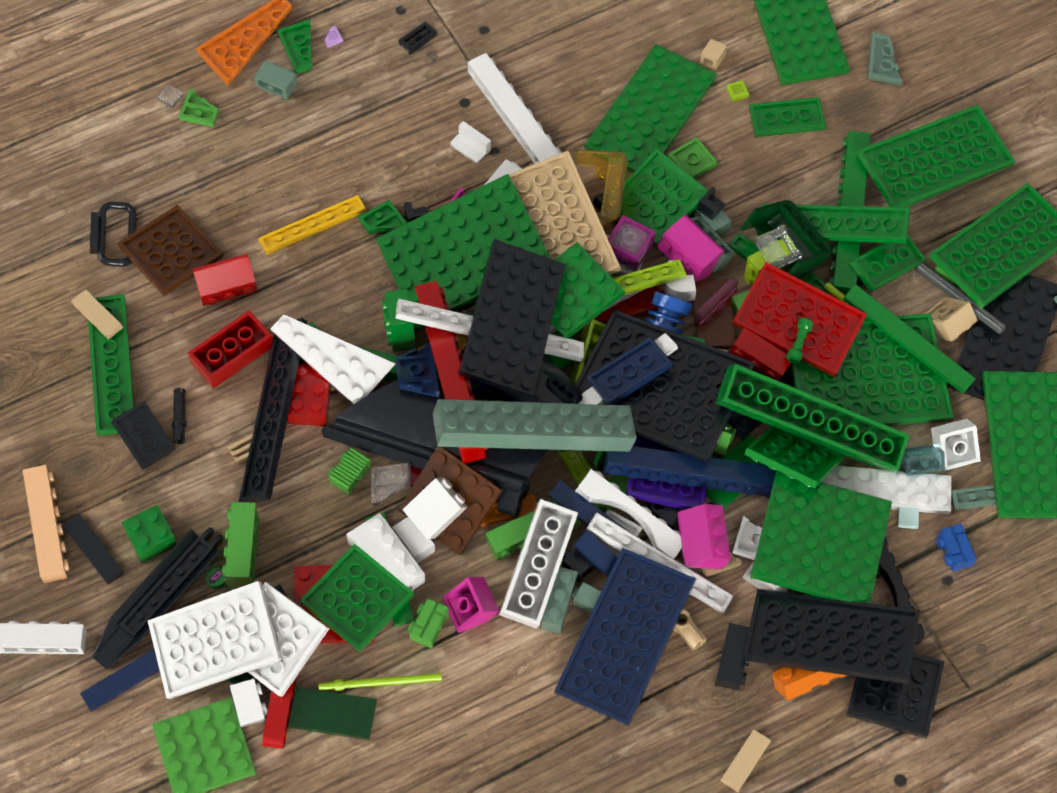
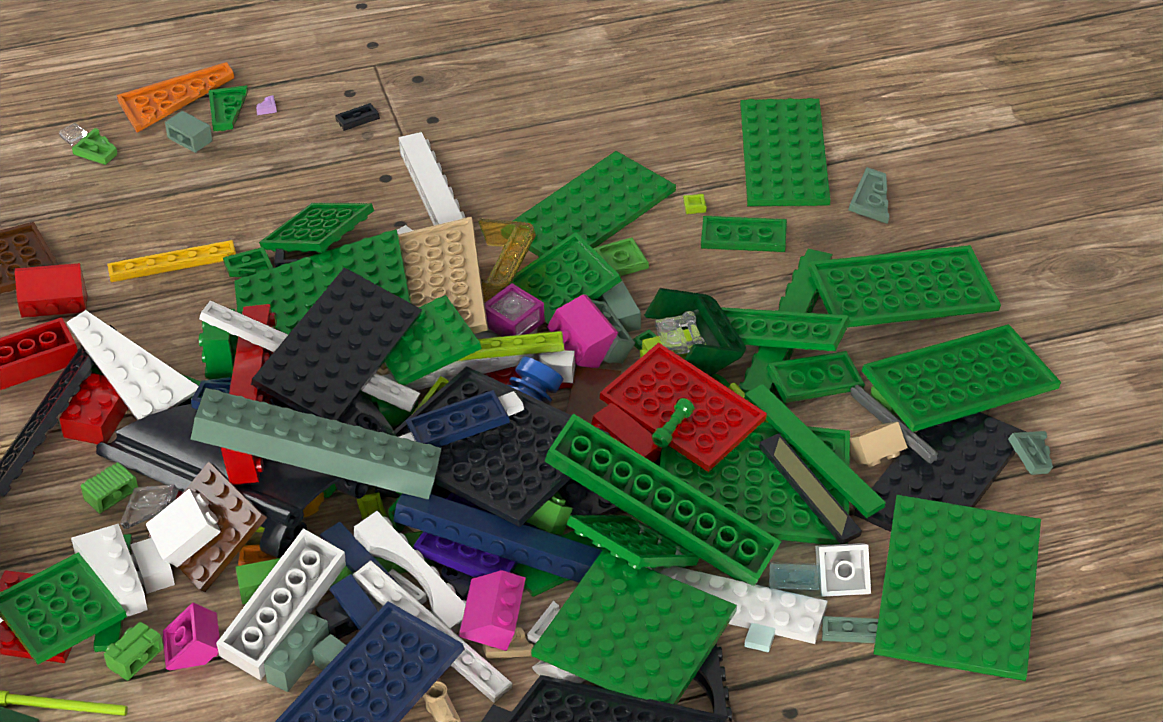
camera: 15 degrees right, 20 degrees down
(431, 174) = (317, 227): none -> green plate
(471, 143) = (384, 213): white panel -> none
(710, 205) = (618, 291): black panel -> none
(713, 54) = (676, 167): tan brick -> none
(716, 302) = (592, 385): clear pink plate -> none
(915, 376) = (810, 489): none -> tile
(956, 547) = (809, 675): blue brick -> none

